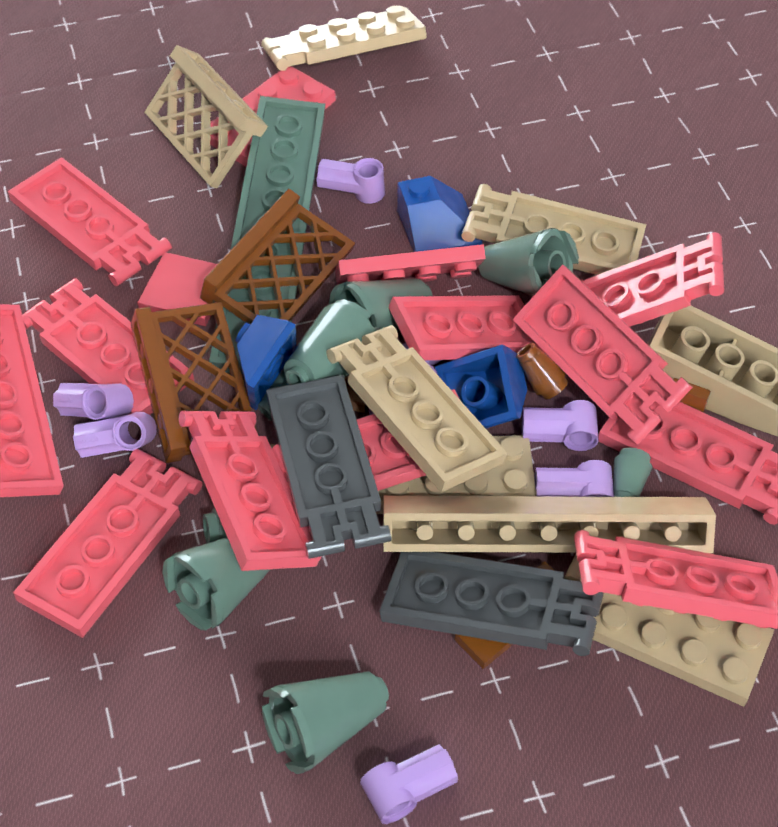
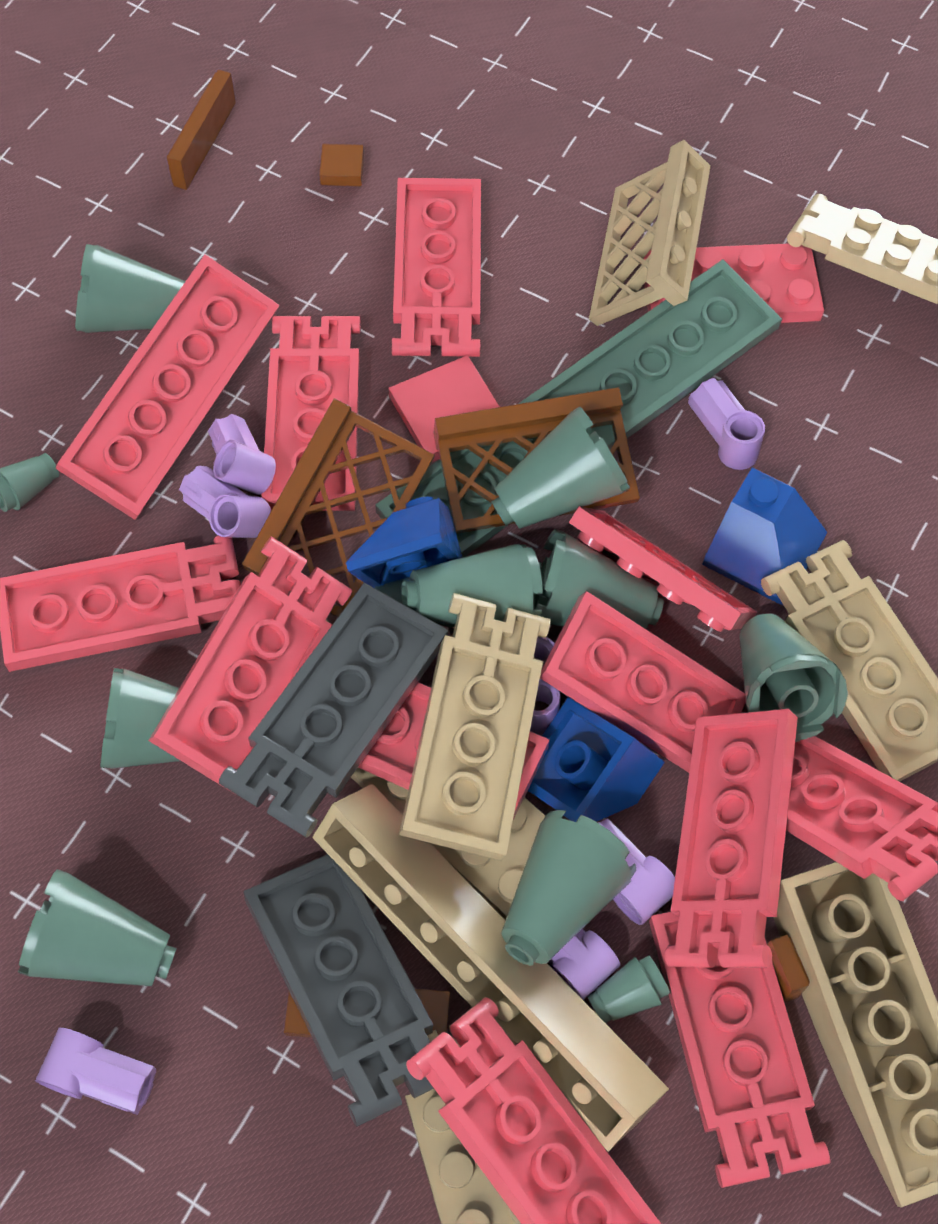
camera: 45 degrees right, 10 degrees up
(310, 250) = (560, 474): none -> sand green cone
(542, 372) = (665, 797): dark orange cone -> none
(549, 440) = (564, 885): none -> sand green cone

